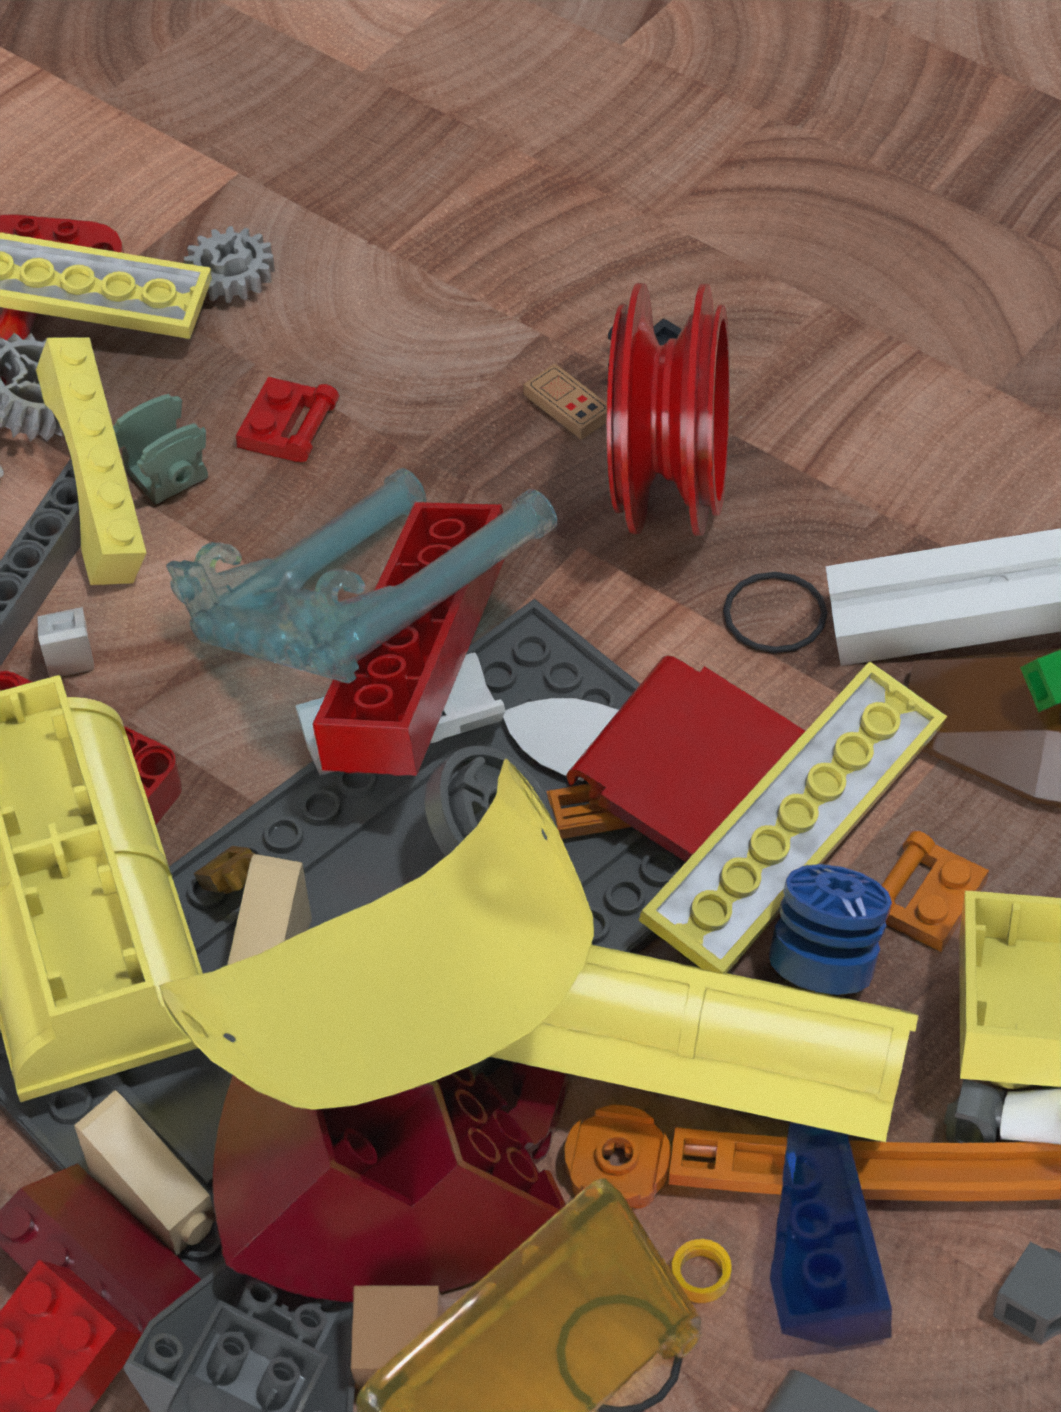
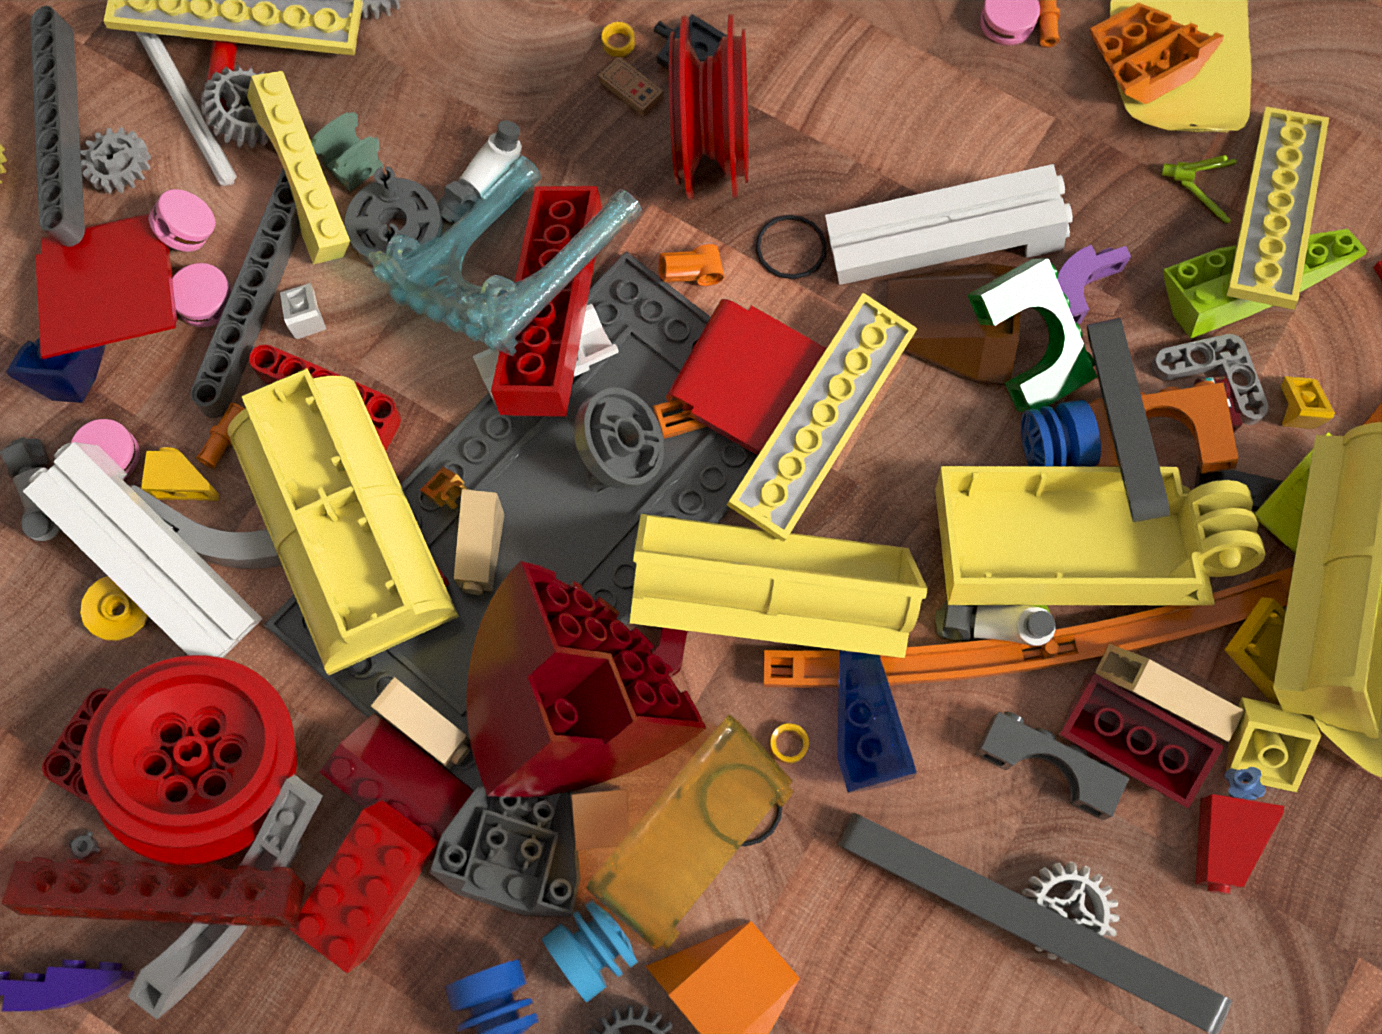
camera: 10 degrees left, 20 degrees up
(205, 515) = (390, 201): none -> dark grey piece
(275, 414) = (424, 111): red plate -> none
(346, 485) = (483, 171): none -> piece
(410, 979) = (577, 601): light yellow piece -> none
(557, 332) = (614, 28): none -> yellow piece
(557, 729) = (655, 355): white sticker -> none
(619, 1128) = (741, 685): orange plate -> none
(641, 621) = (698, 265): none -> orange piece
(829, 929) = (853, 499): blue wheel -> none
(939, 901) = (920, 460): orange plate -> none

